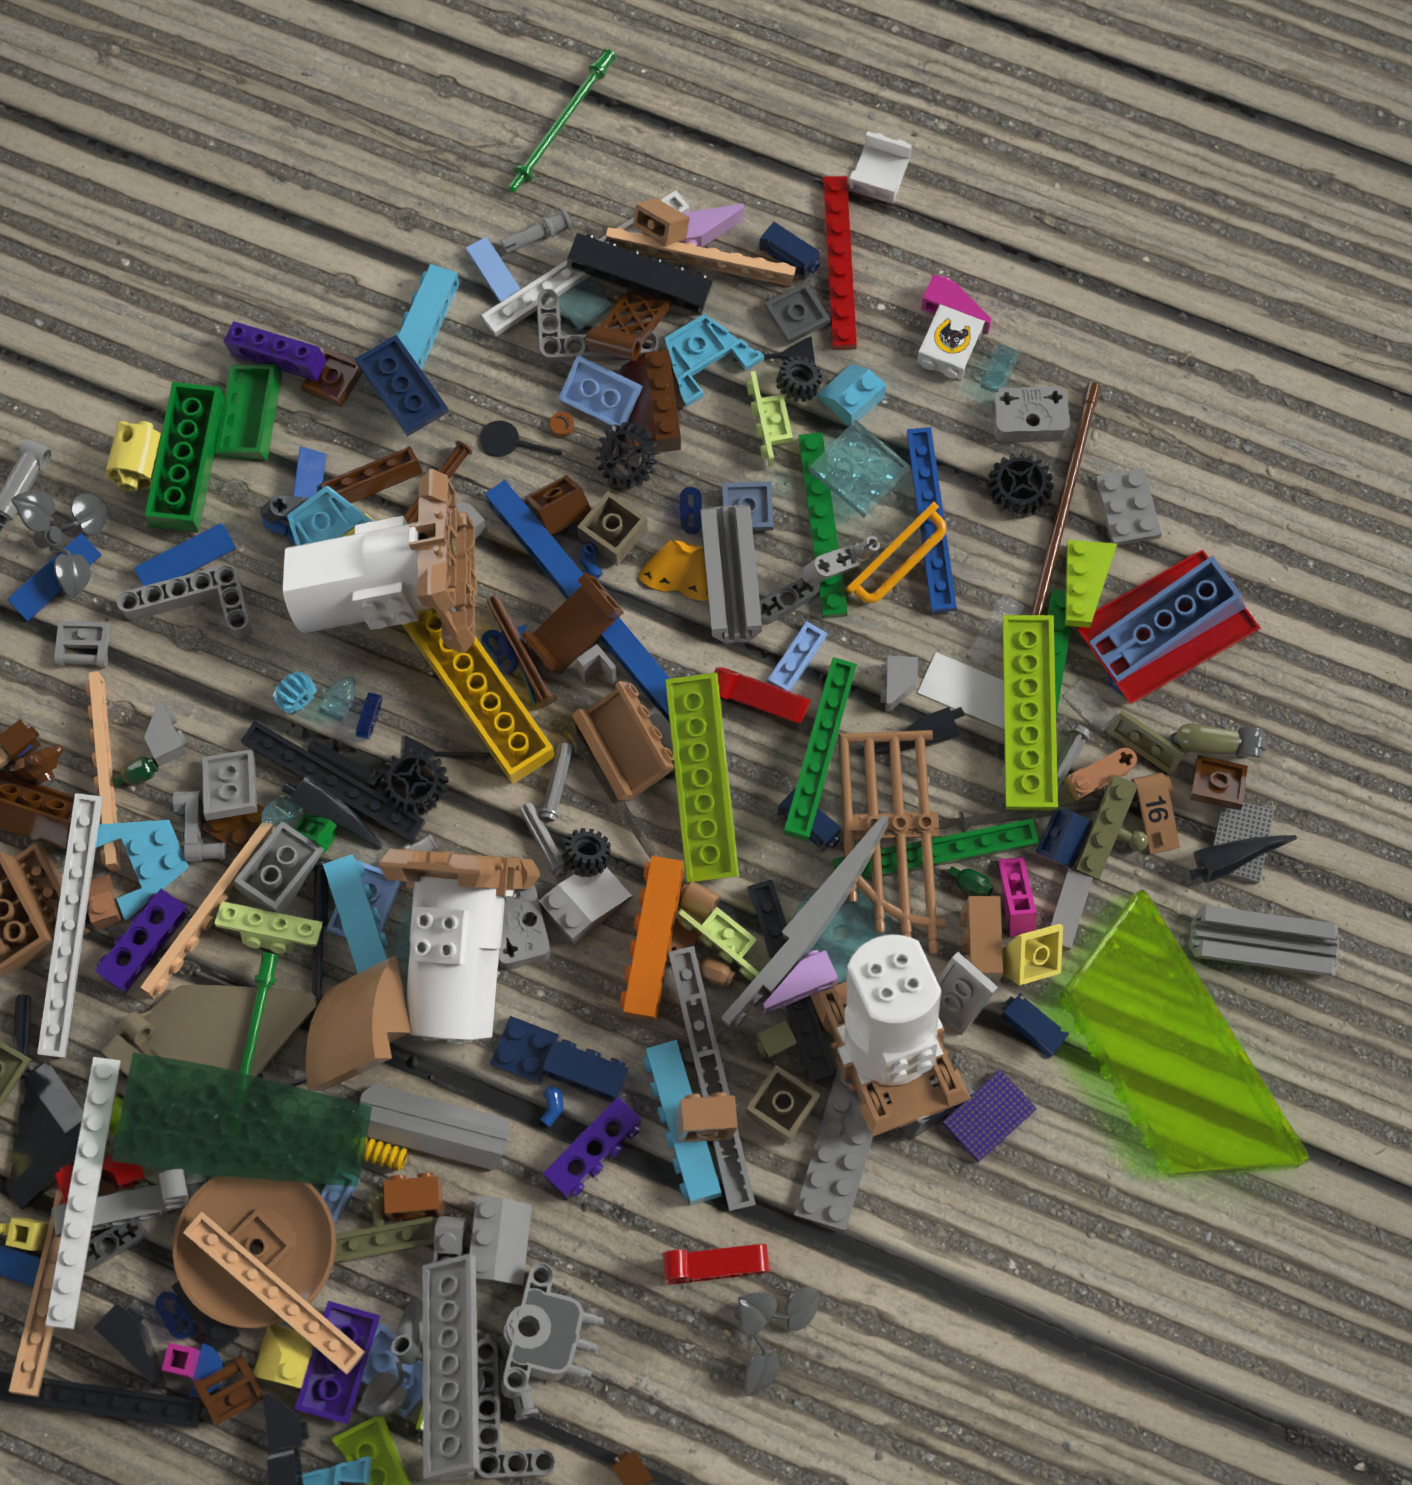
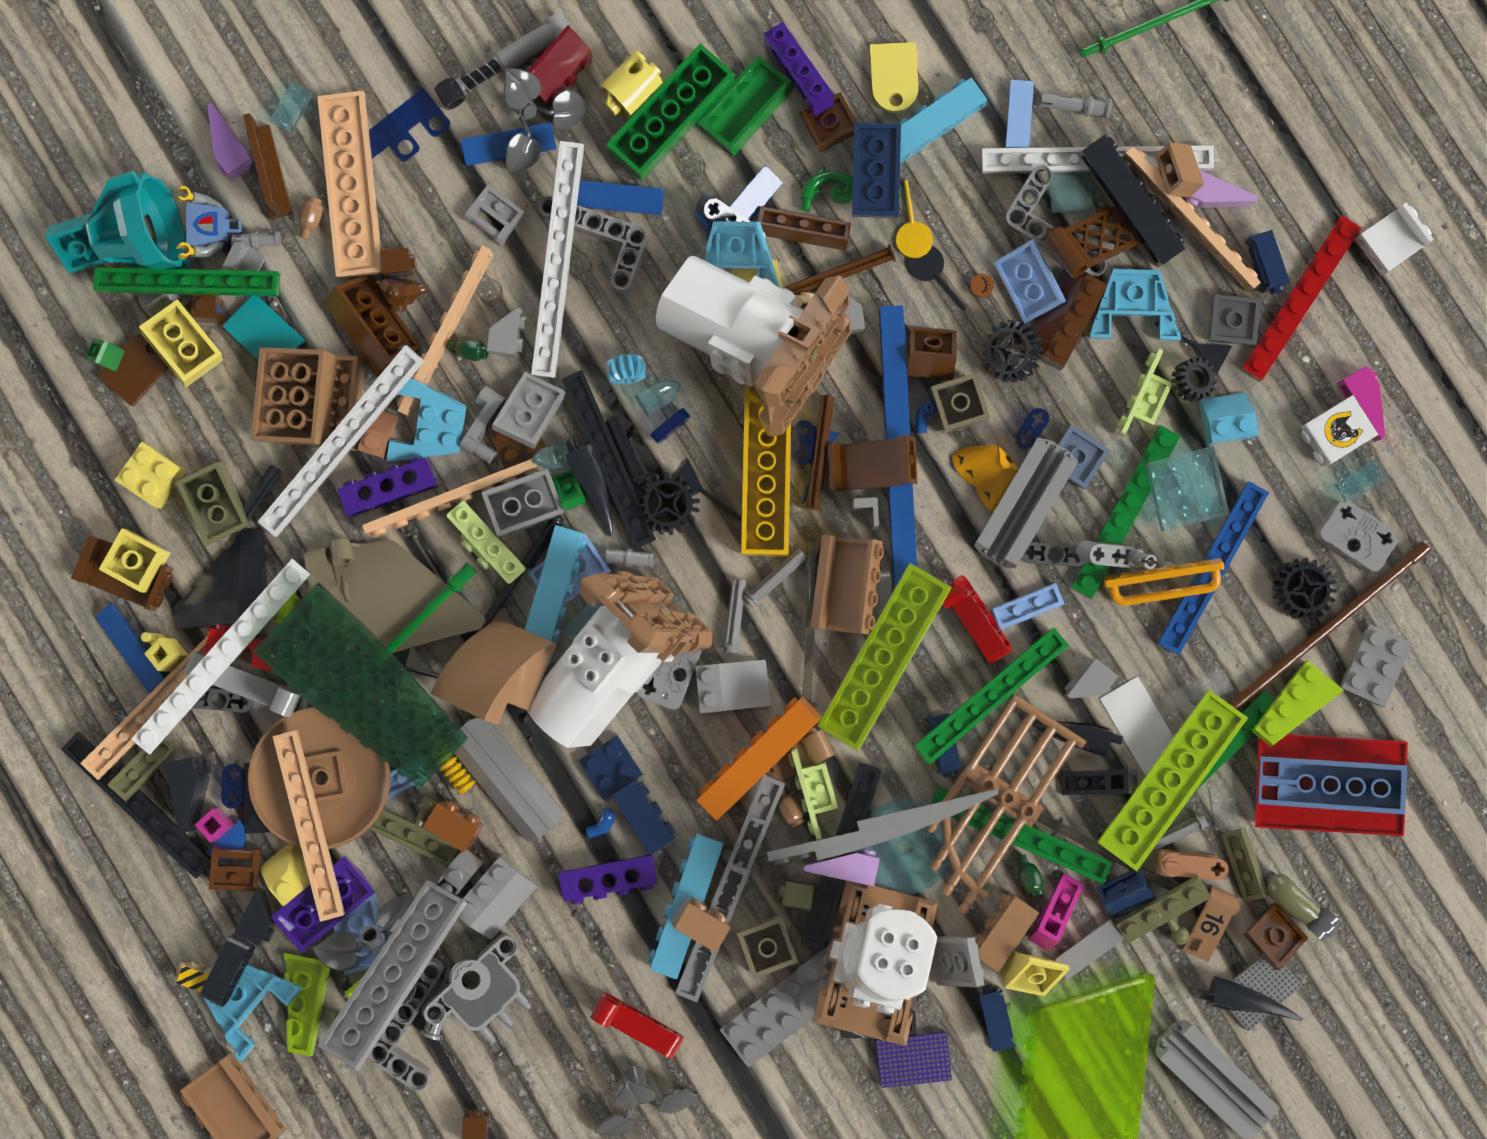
camera: 40 degrees right, 15 degrees up
(59, 476) = (560, 65): none -> dark red slope
(73, 1359) = (140, 770): none -> olive plate
(167, 640) = (557, 259): none -> white plate
(361, 306) = (894, 74): none -> light yellow tile
(385, 432) = (821, 177): none -> green plant
(474, 424) = (913, 238): none -> yellow piece
(588, 841) = (747, 656): black tyre -> none
(969, 759) = (1099, 781): none -> black slope

